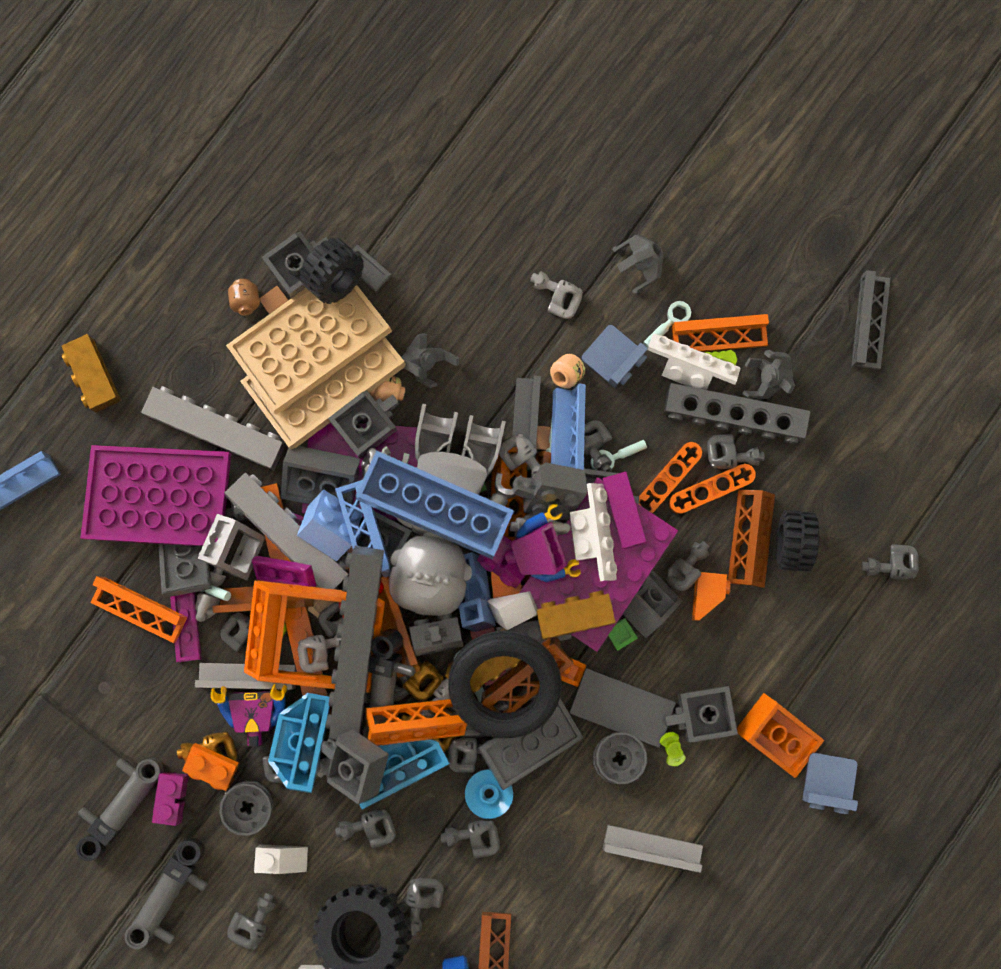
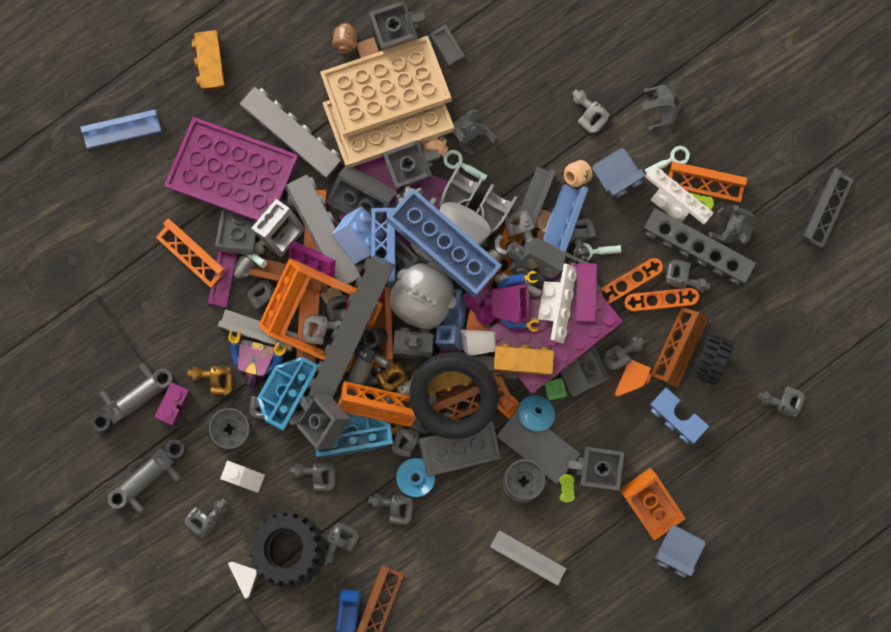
camera: 15 degrees right, 0 degrees up
(210, 767) = (210, 389): orange bracket -> none
(331, 270) = (420, 40): black tyre -> none
(436, 405) = (469, 169): none -> light aqua piece
(603, 680) = (532, 420): none -> dark azure dish
(756, 614) = (664, 407): none -> medium blue arch

